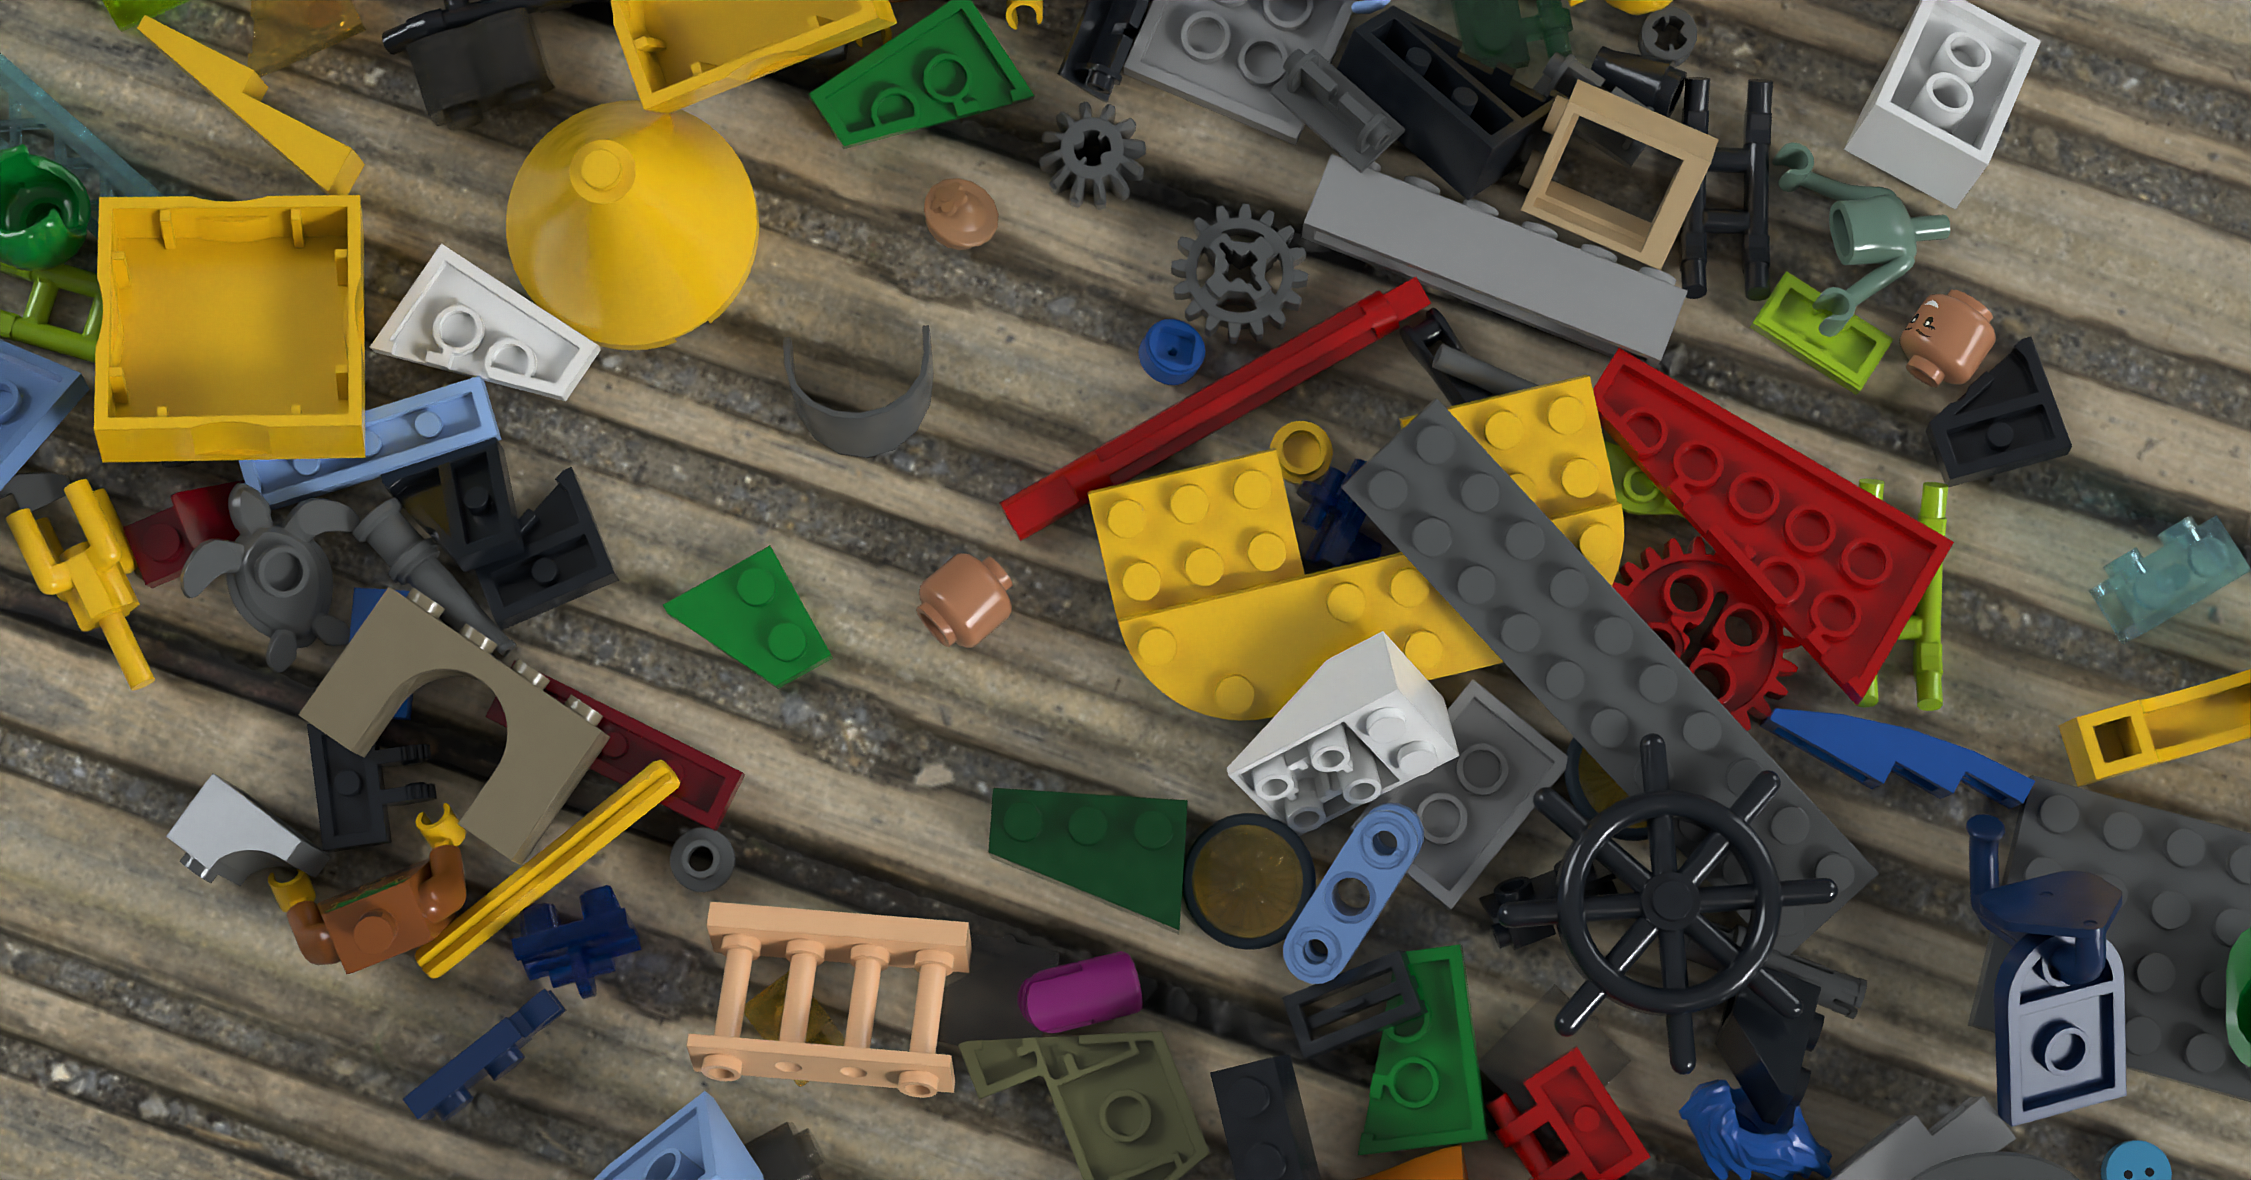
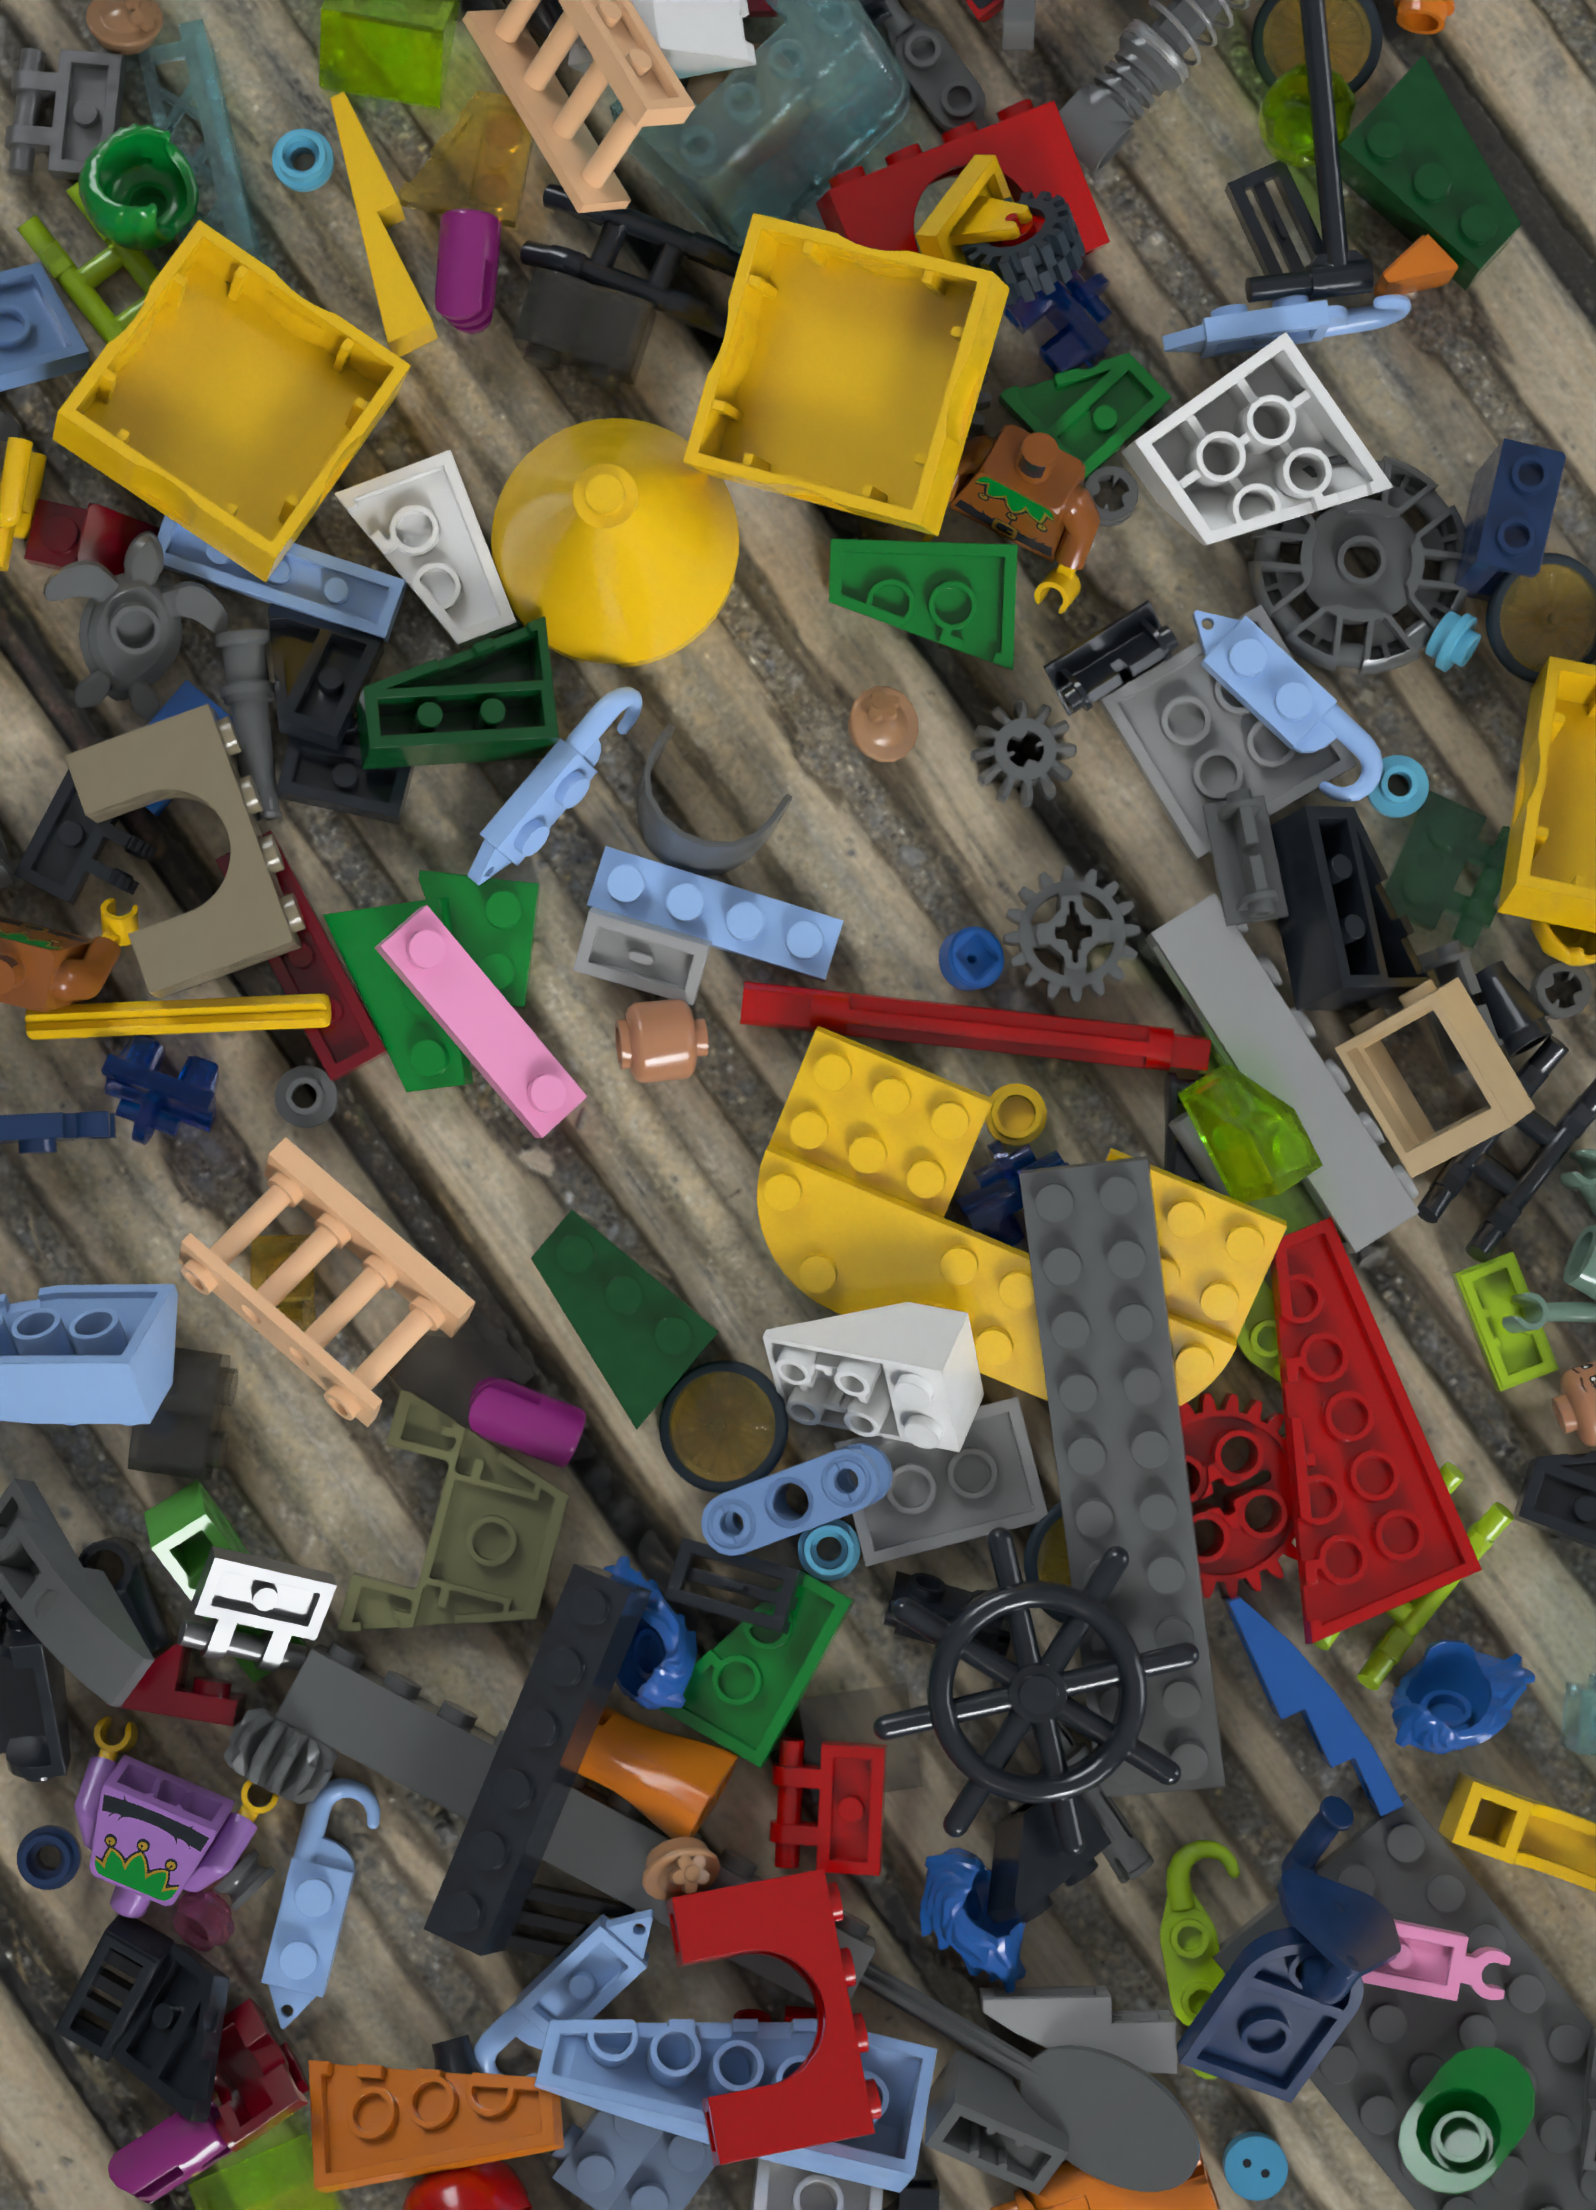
camera: 30 degrees right, 5 degrees up
(140, 82) = (297, 143): none -> medium azure plate
(350, 88) = (467, 268): none -> magenta arm
(605, 442) = (464, 708): none -> dark green wedge
(724, 457) = (552, 787): none -> light blue plate
(724, 706) = (412, 1037): none -> green wing
(805, 689) = (481, 1021): none -> bright pink plate
(899, 542) = (642, 955): none -> light grey plate
(934, 466) = (716, 912): none -> light blue plate
(1335, 1107) = (660, 1651): none -> blue hair
(1430, 919) = (829, 1569): none -> medium azure plate
(1504, 326) = (1249, 1134): none -> clear neon green slope
(1943, 1022) = (1189, 1935): none -> lime piece
(2010, 664) = (1456, 1697): none -> blue hair
(2160, 891) = (1436, 1963): none -> bright pink plate

